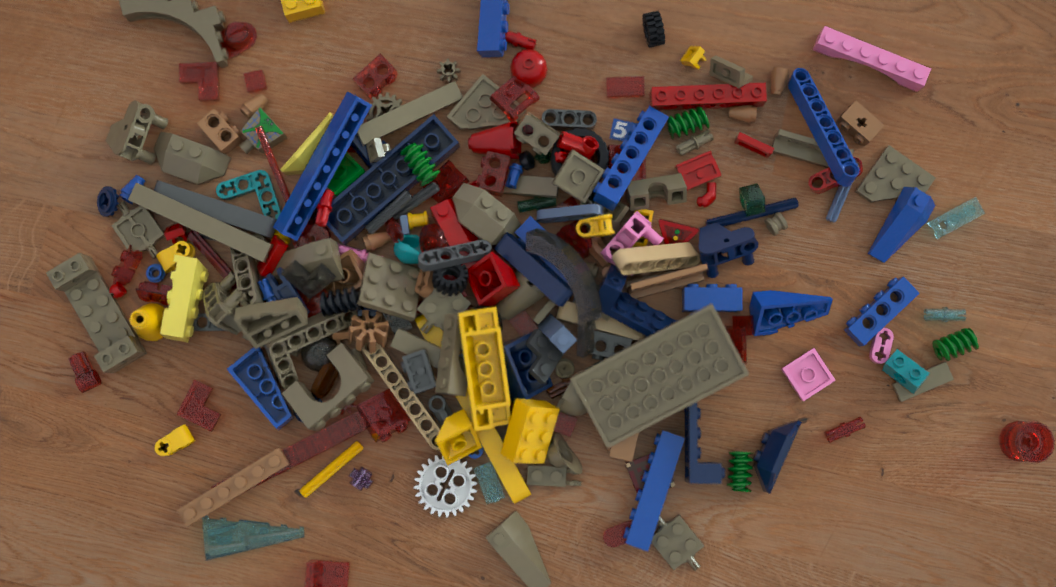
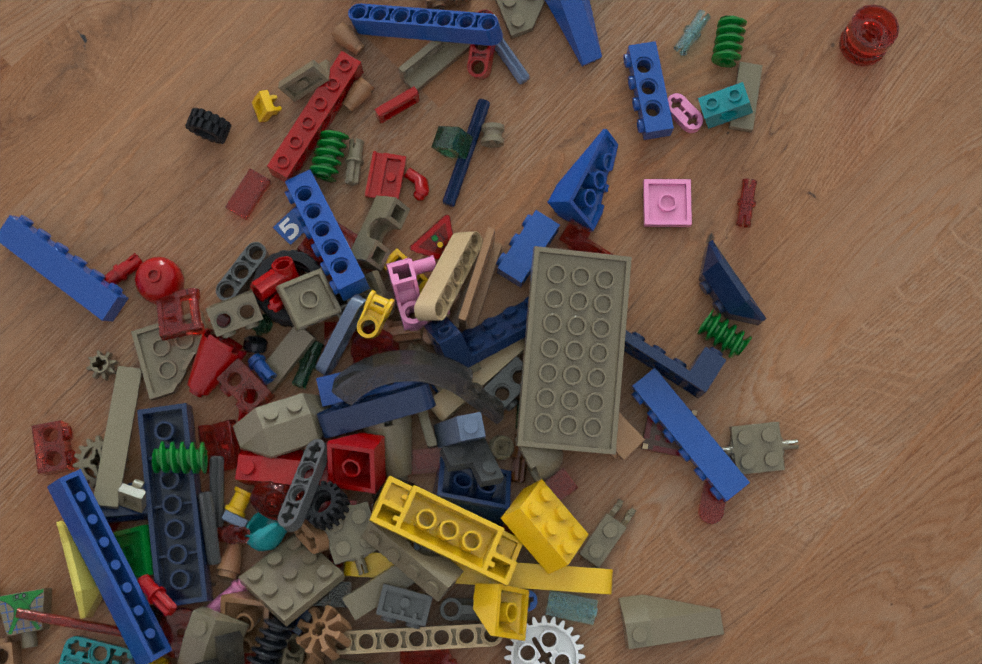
camera: 60 degrees left, 5 degrees down
(562, 456) = (592, 510): dark tan piece -> none
(716, 240) = (470, 201): dark blue piece -> none

